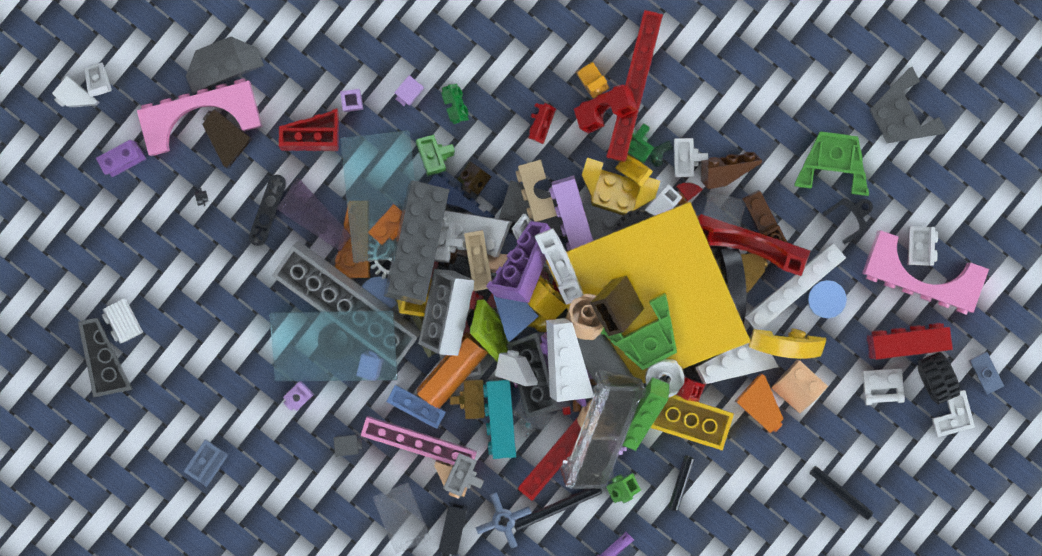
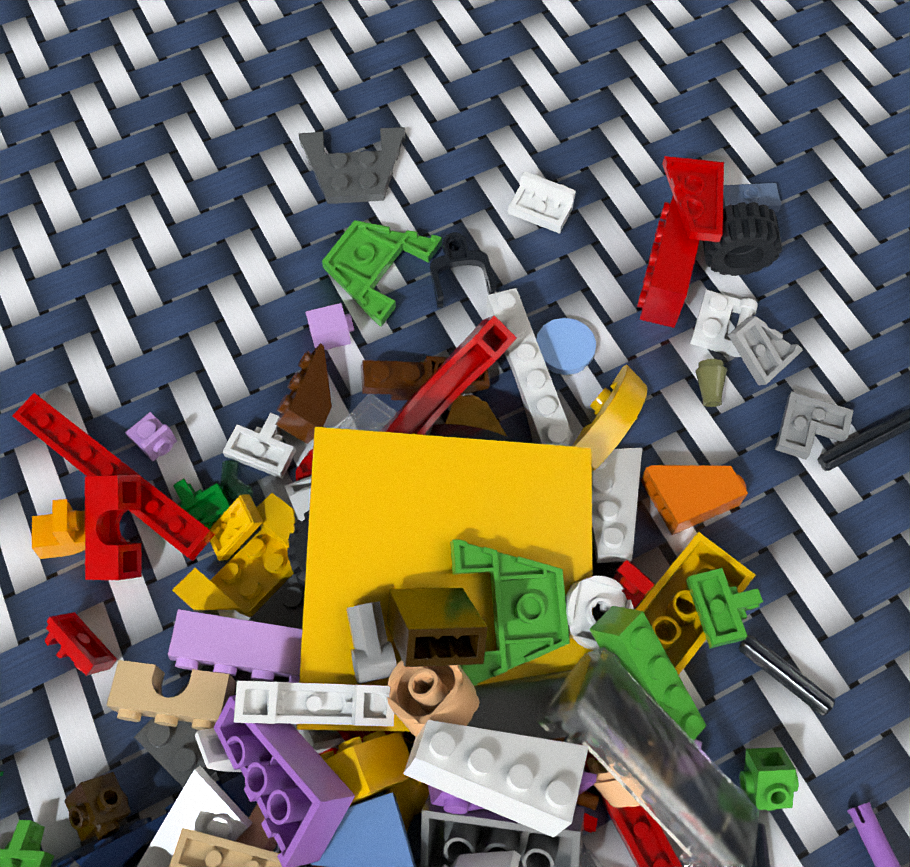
camera: 65 degrees left, 25 degrees down
(594, 280) = (372, 653): none -> light grey piece
(667, 92) = (152, 436): none -> lavender bracket
(695, 437) = (721, 607): none -> bright green hinge
(777, 158) = (330, 326): none -> lavender brick
(799, 386) = (684, 426): light nougat slope -> none
(838, 391) = (711, 380): none -> olive cone
(838, 451) = (807, 417): none -> light grey plate
(870, 414) = (762, 349): none -> light grey wing
(885, 266) = (551, 254): bright pink arch -> none
(948, 343) = (698, 195): none -> red wing
(958, 418) = (807, 254): white plate -> none

